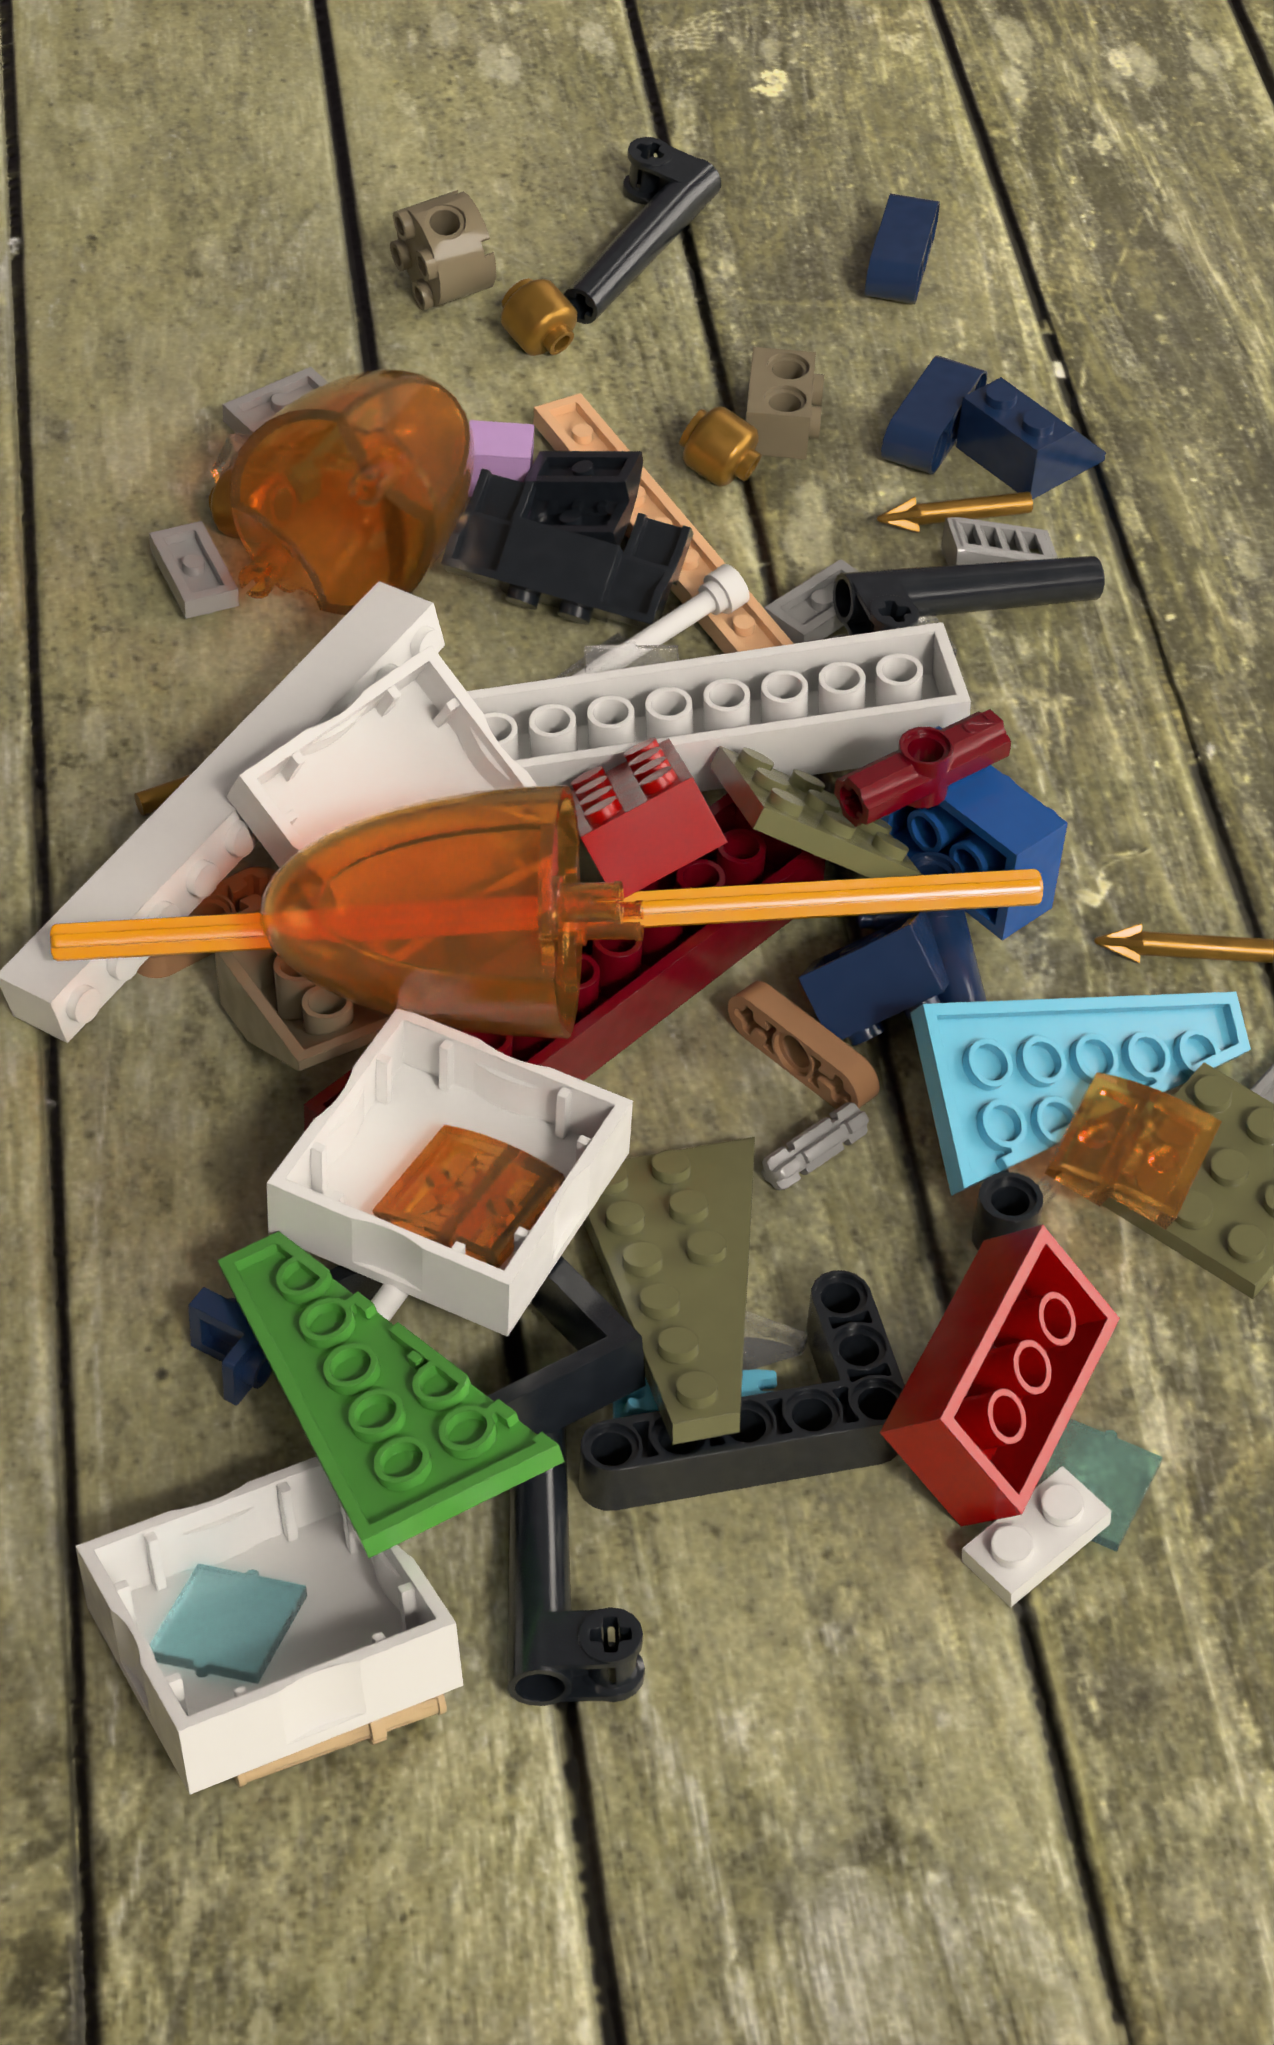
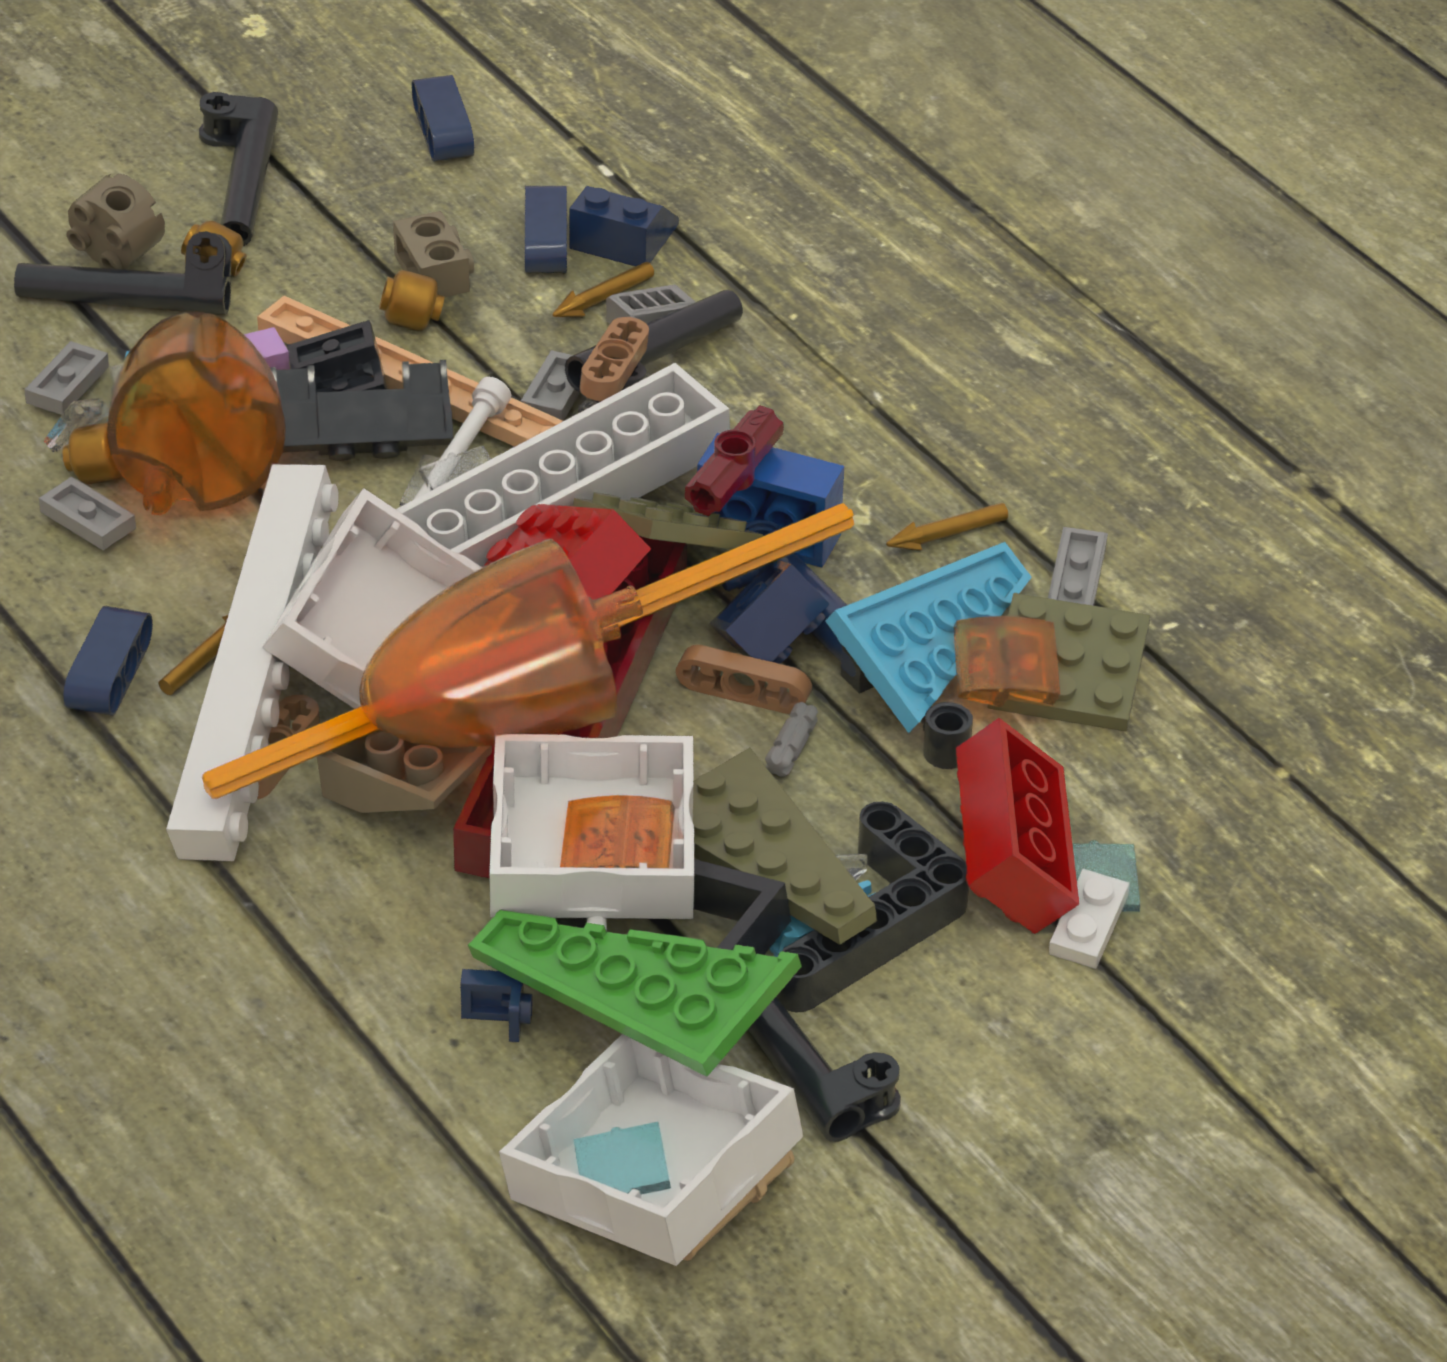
camera: 25 degrees left, 5 degrees down
(92, 749) = (108, 660): none -> dark blue beam
(495, 353) = (201, 288): none -> black axle
(891, 574) = (614, 345): none -> medium nougat beam

